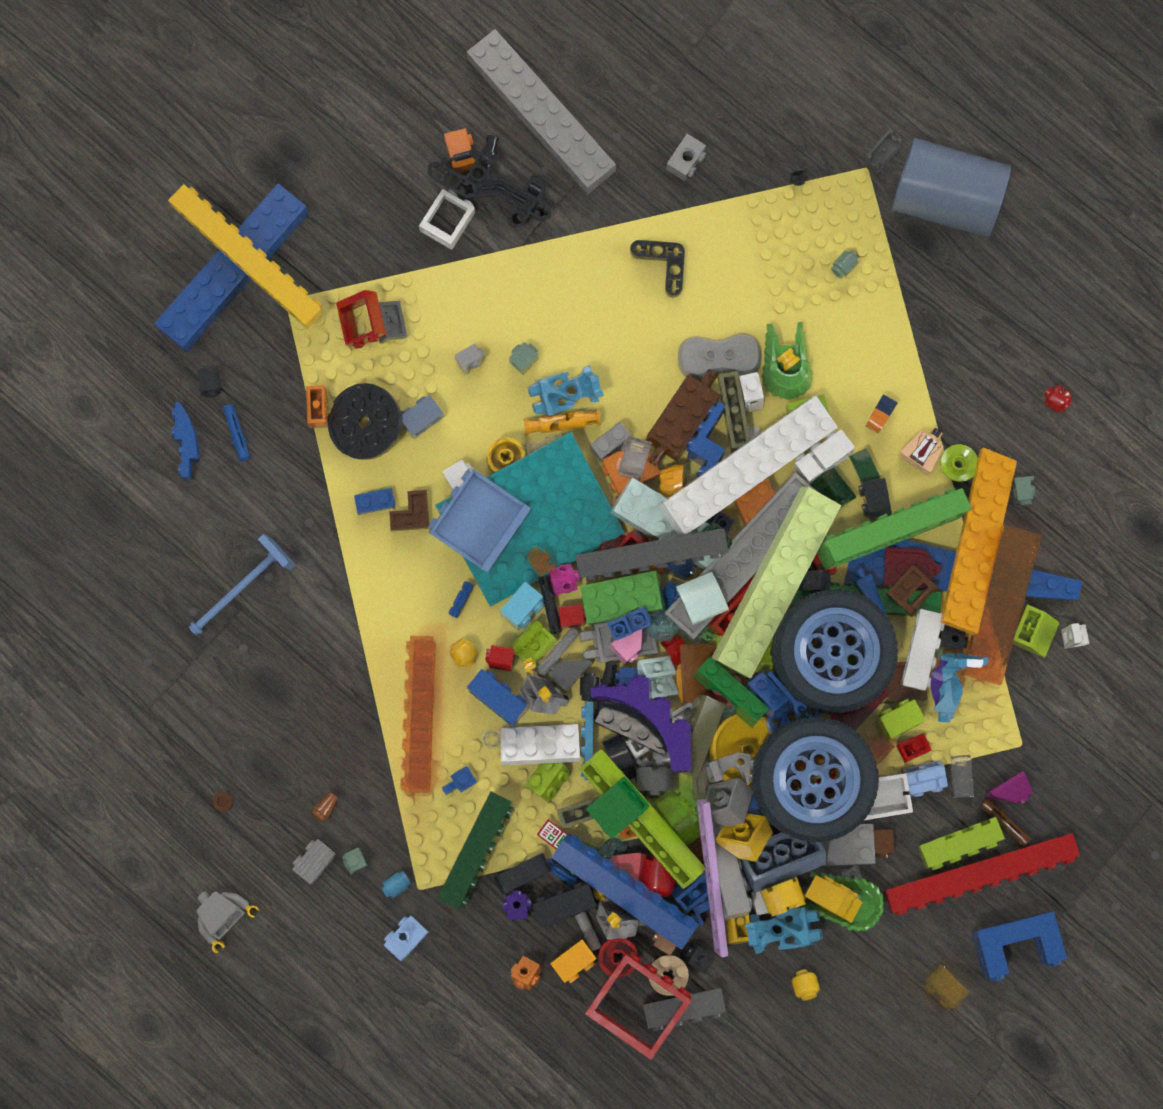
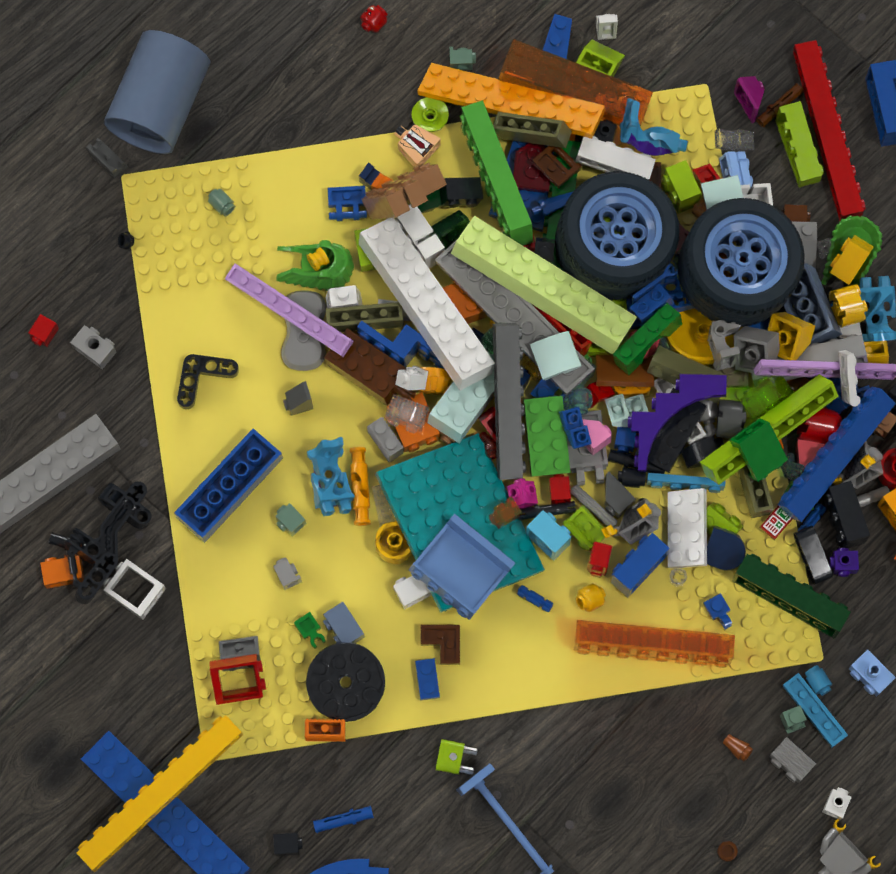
camera: 85 degrees left, 5 degrees down
(265, 907) = (834, 810): none -> white brick
(302, 530) = (451, 756): none -> lime piece
(366, 882) = (815, 710): none -> dark azure plate
(418, 384) = (308, 628): none -> green plate
(520, 783) = (725, 549): none -> dark blue tile
(552, 295) = (228, 485): none -> blue brick
(644, 355) = (298, 399): none -> dark grey slope
(669, 459) = (412, 378): none -> white brick
(698, 109) = (43, 331): none -> red brick
(702, 898) = (848, 378): none -> white plate
(734, 337) = (289, 310): none -> lavender tile
(861, 387) = (346, 197): none -> blue plate
(865, 438) = (411, 186): none -> medium nougat piece
(892, 761) = (721, 190): none -> light aqua slope
(944, 561) = (532, 129): none -> olive brick

